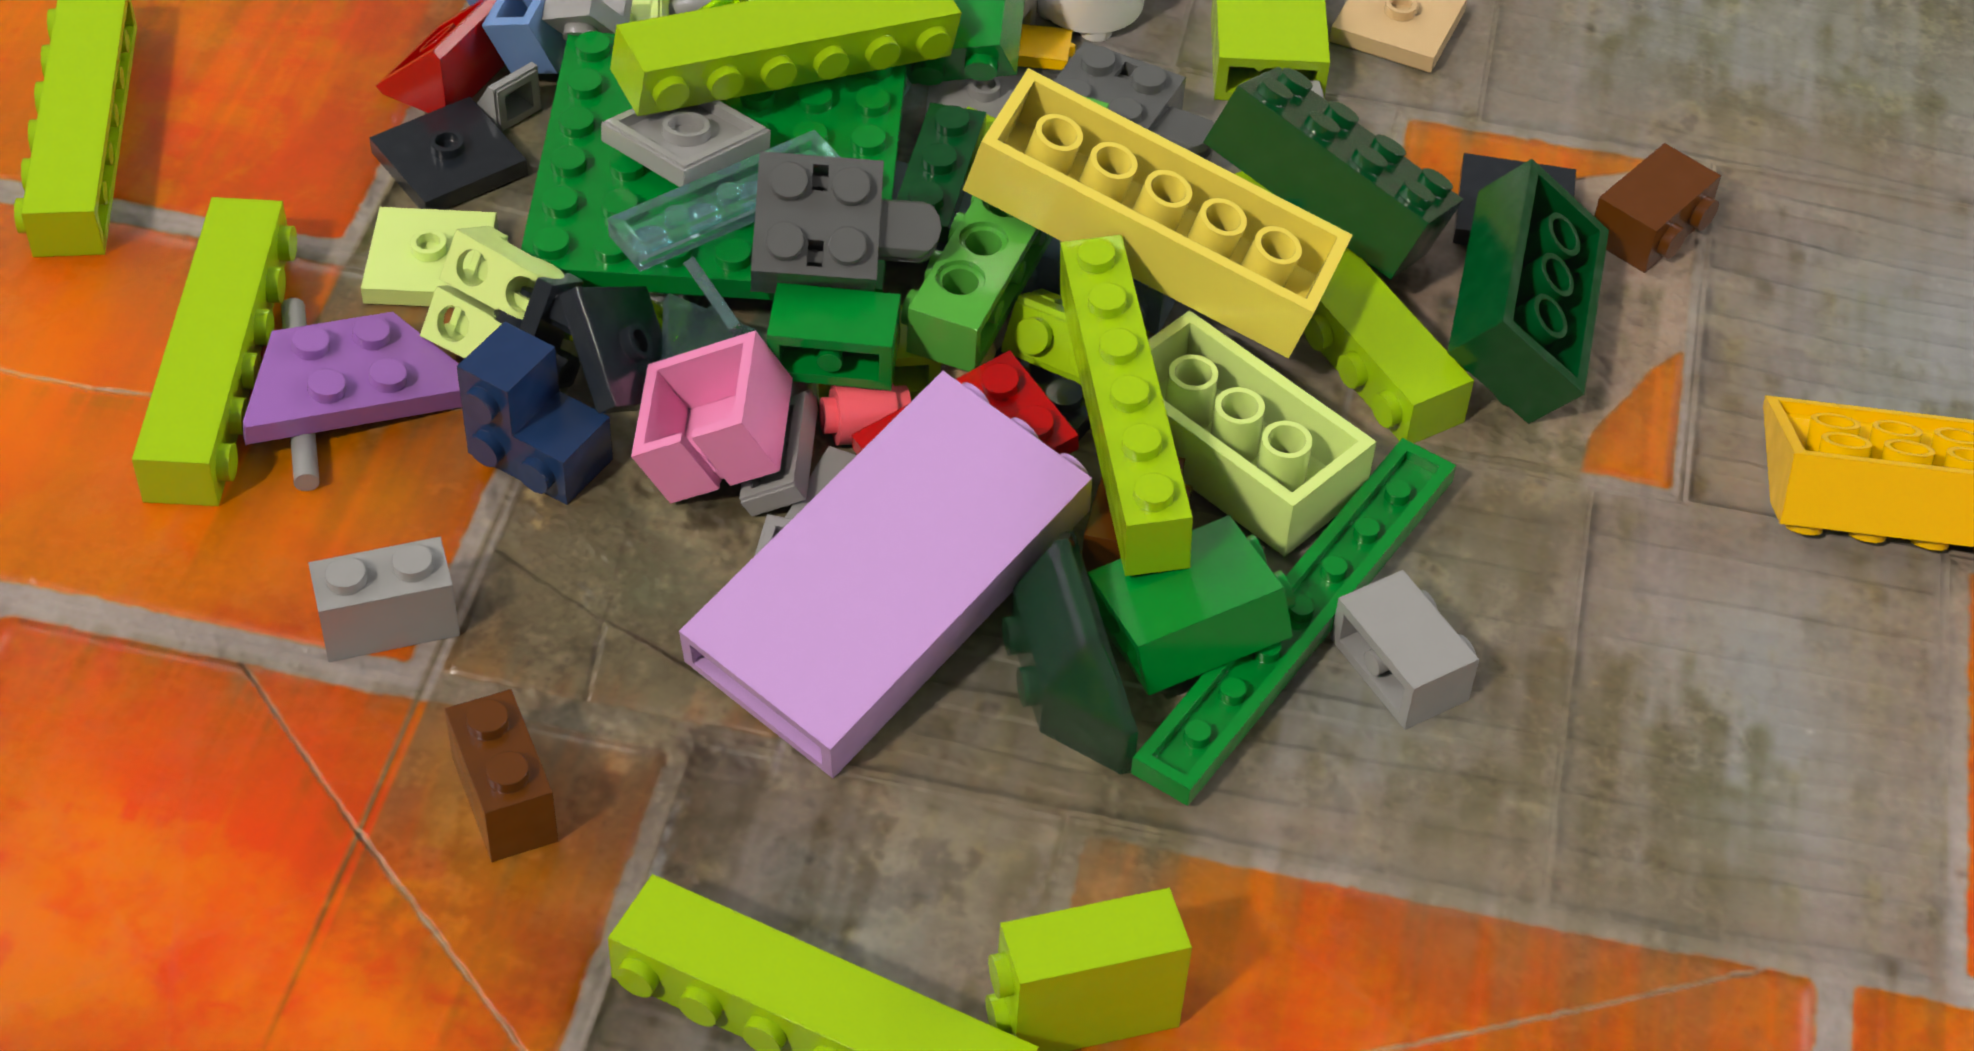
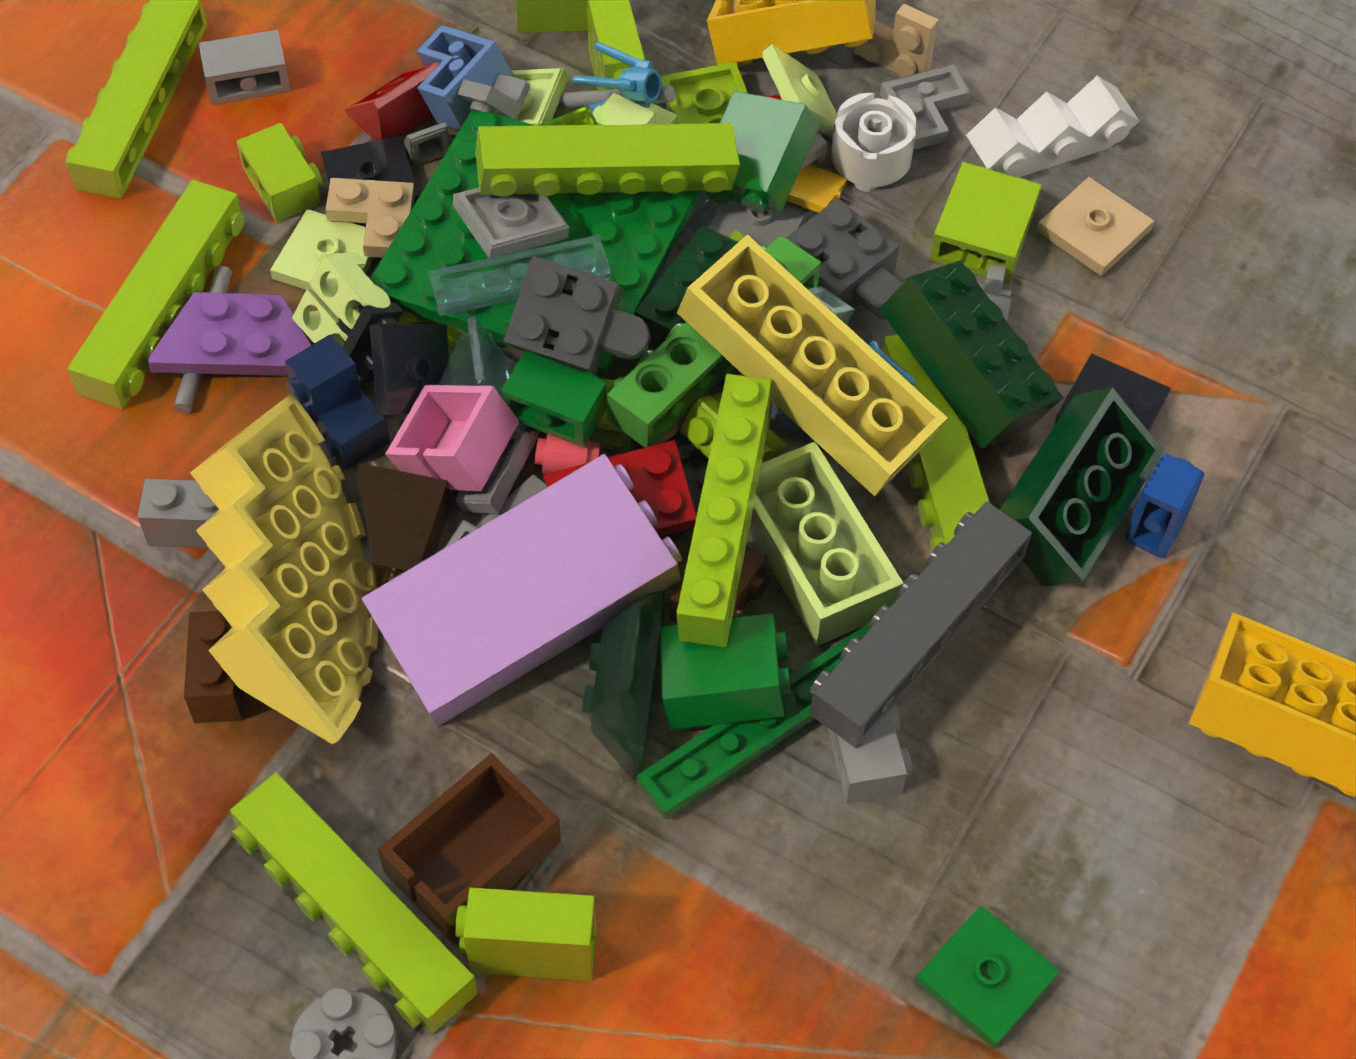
camera: 20 degrees right, 10 degrees up
(219, 59) = (244, 67): none -> light grey brick
(323, 171) = (280, 172): none -> lime brick
(486, 176) = (376, 203): none -> tan plate
(560, 627) = (289, 572): none -> light yellow brick
(672, 536) = (401, 518): none -> dark brown slope
(949, 883) = (471, 836): none -> reddish brown piece
(1418, 482) = (919, 623): none -> dark grey brick
(1639, 288) = (1164, 505): none -> blue brick
(1657, 207) = (1218, 434): reddish brown brick -> none
(1677, 876) = (987, 976): none -> green plate

